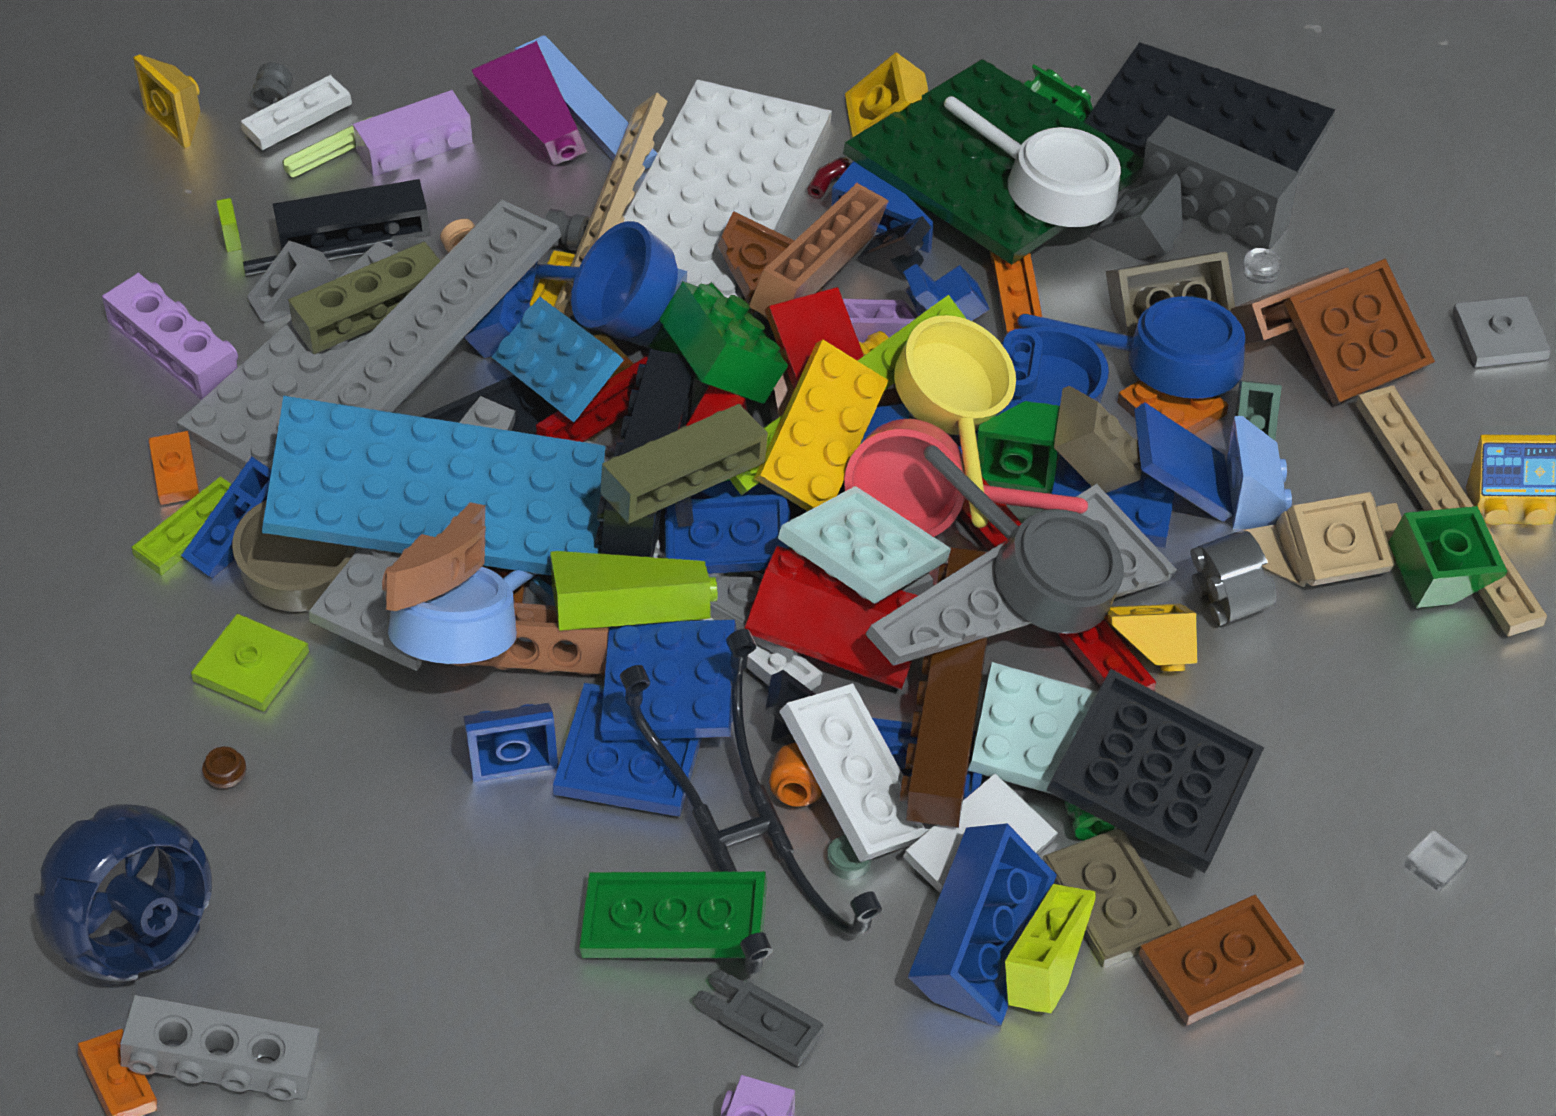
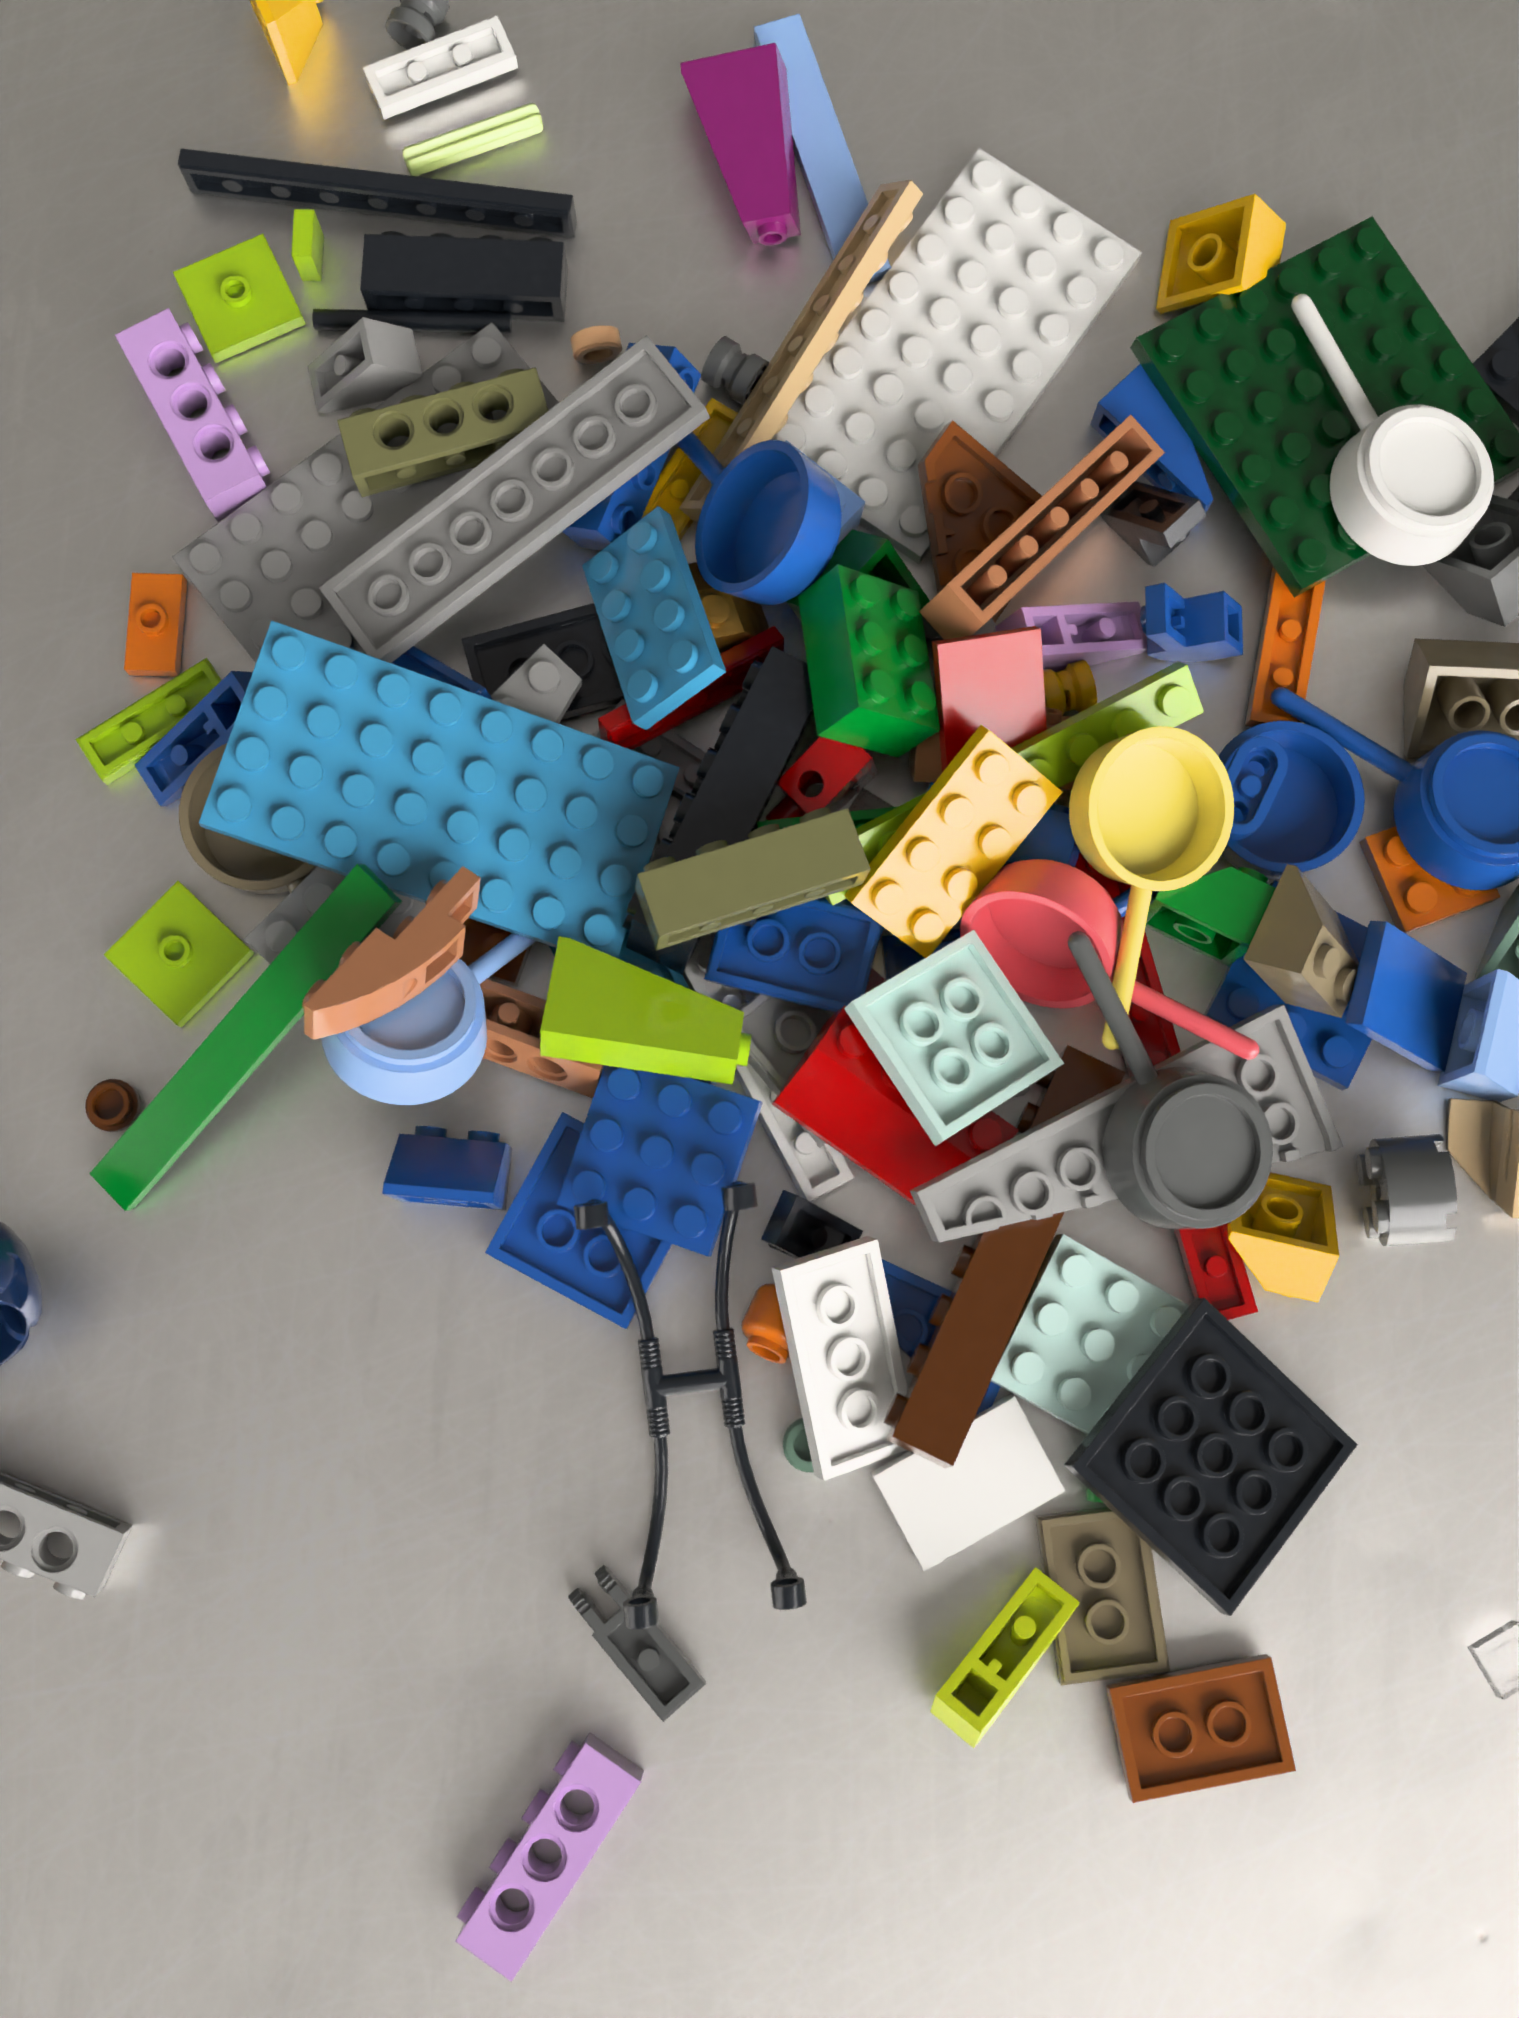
camera: 15 degrees right, 30 degrees up
(185, 266) = (239, 298): none -> lime plate
(264, 186) = (378, 193): none -> black tile
(316, 689) = (242, 1038): none -> green tile
(412, 133) = (582, 146): lavender brick -> none
(671, 914) = (576, 1482): green plate -> none
(825, 175) = (1099, 362): dark red arm -> none
(978, 920) = (929, 1608): blue slope -> none
(1050, 85) = (1466, 320): green hinge -> none

